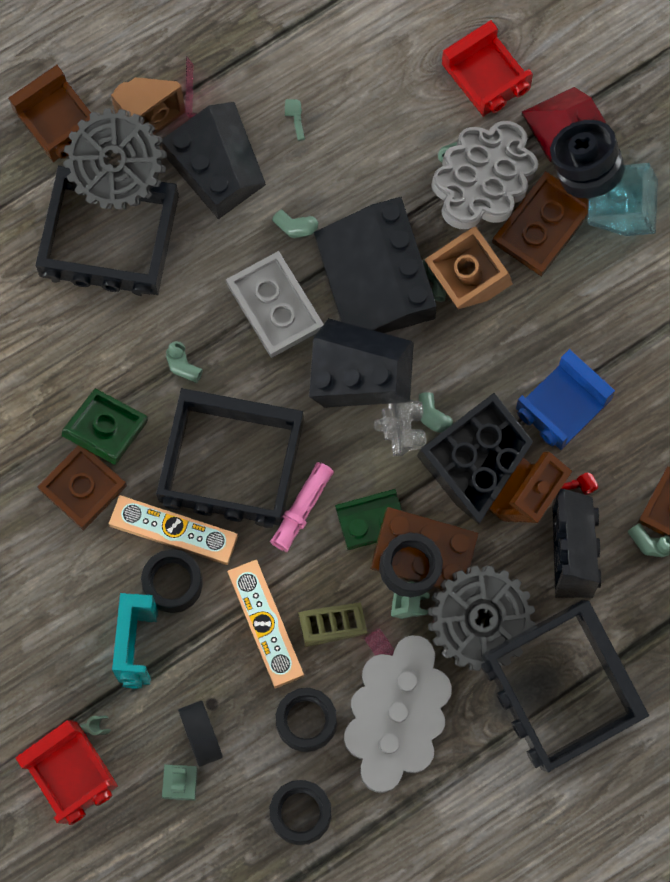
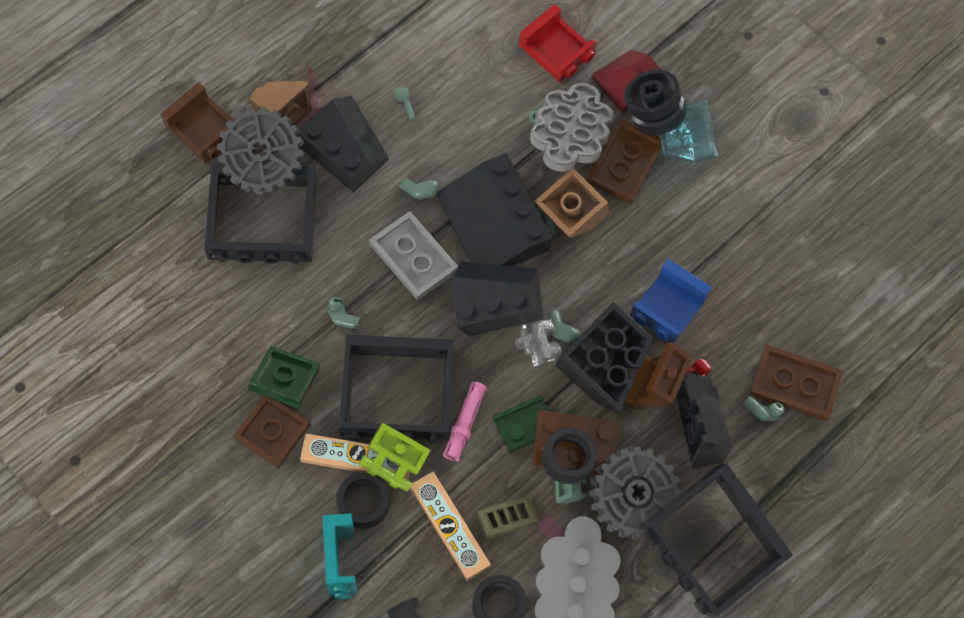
camera: 15 degrees left, 5 degrees down
(219, 529) = (397, 449): none -> lime plate

